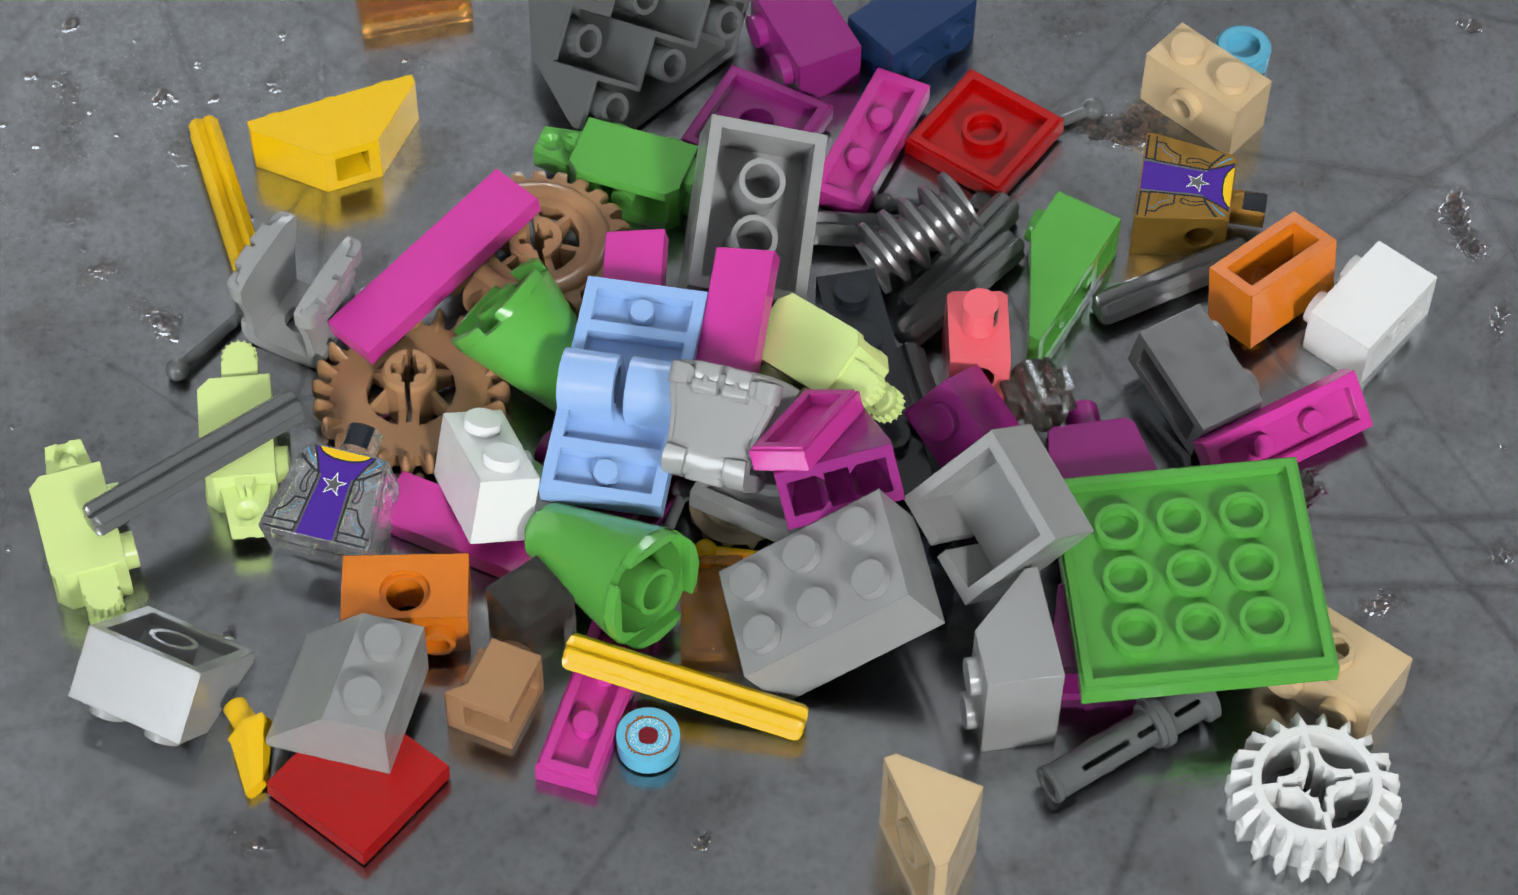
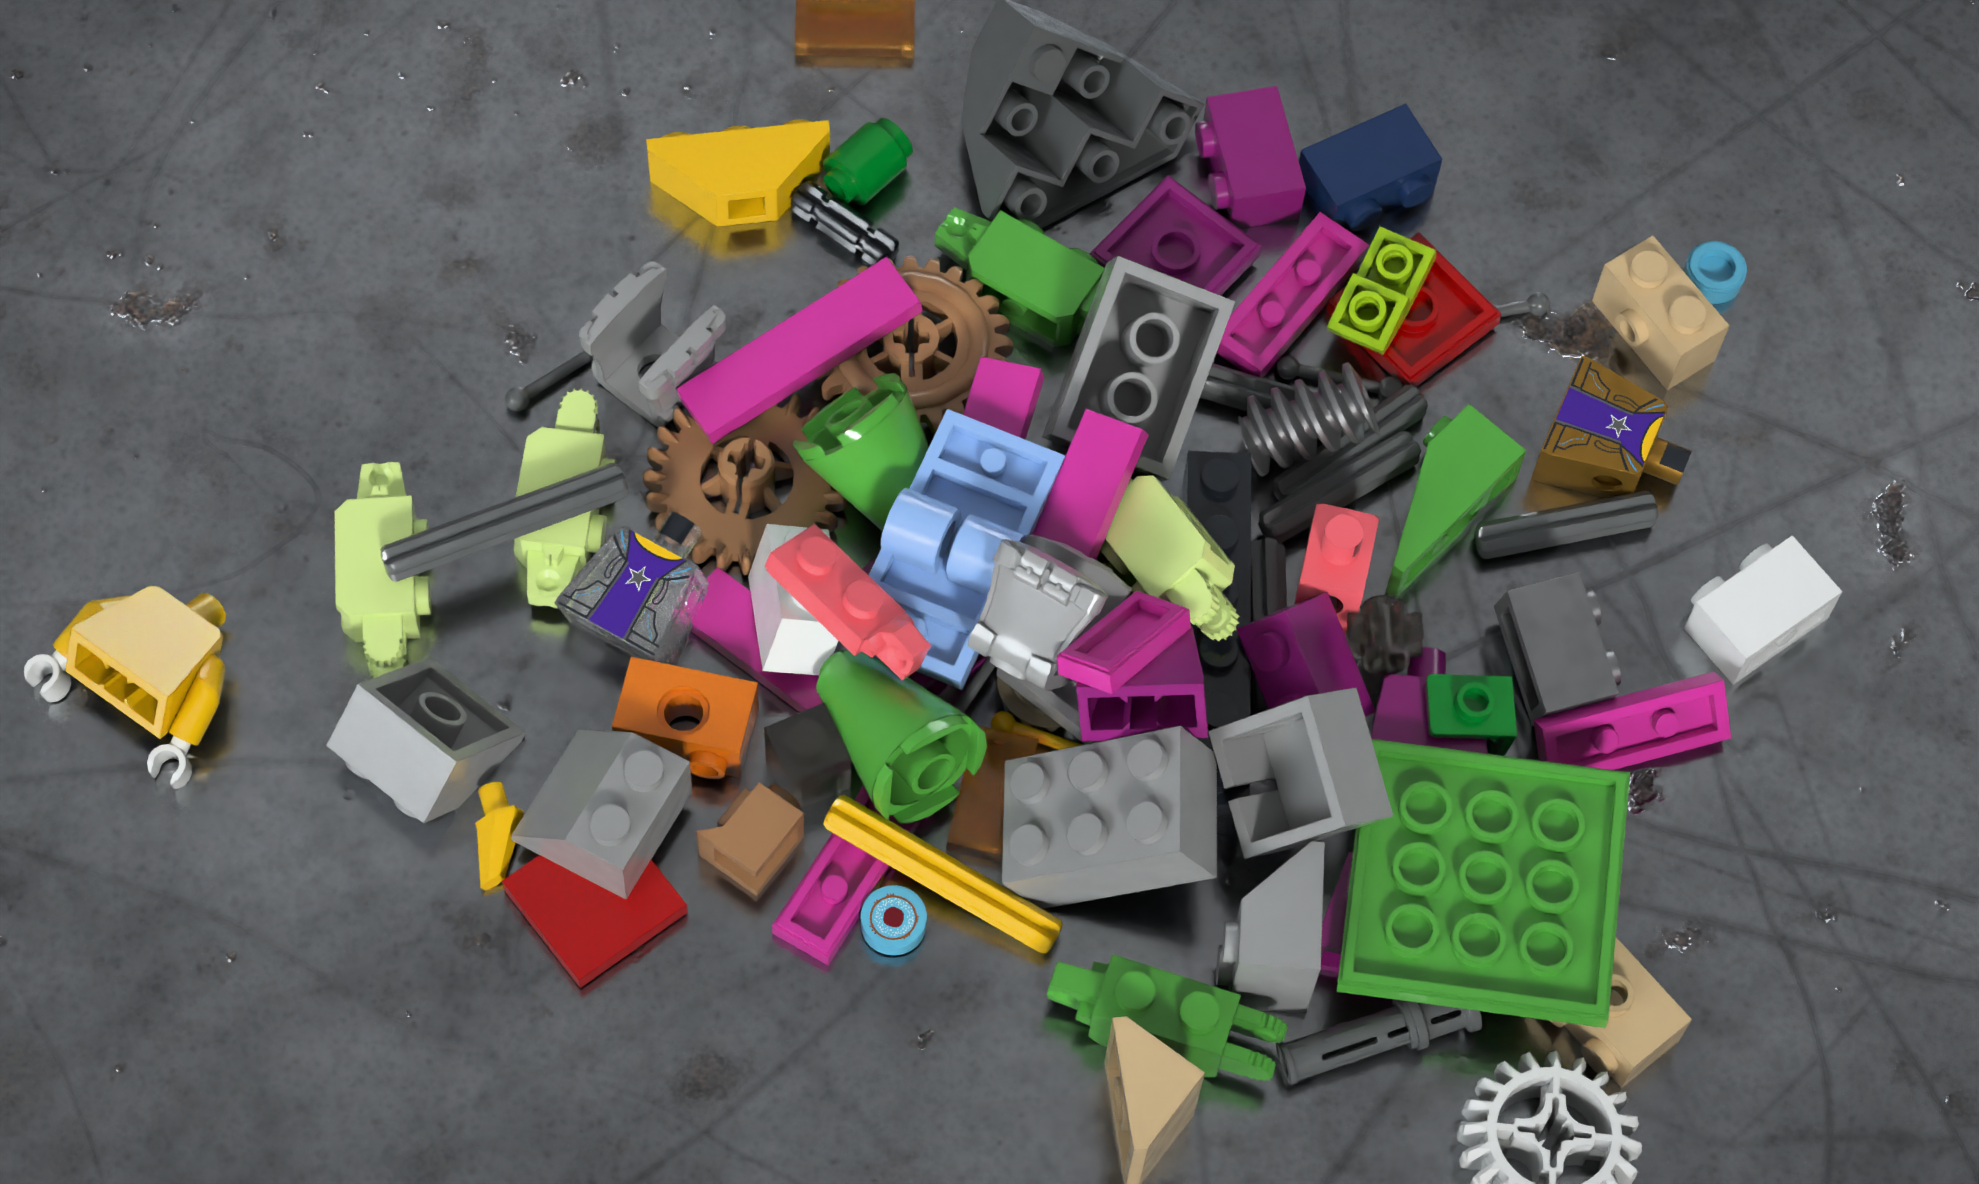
camera: 10 degrees right, 10 degrees up
(222, 185) = (609, 203): yellow axle -> none
(440, 162) = (843, 223): none -> black axle
(454, 106) = (867, 161): none -> green brick
(539, 454) = (847, 601): none -> coral hinge
(951, 746) = (1173, 1008): none -> bright green hinge
(952, 118) = (1382, 291): none -> lime slope
(1135, 438) = (1472, 709): none -> green bracket
(1271, 279) = (1667, 553): orange brick -> none

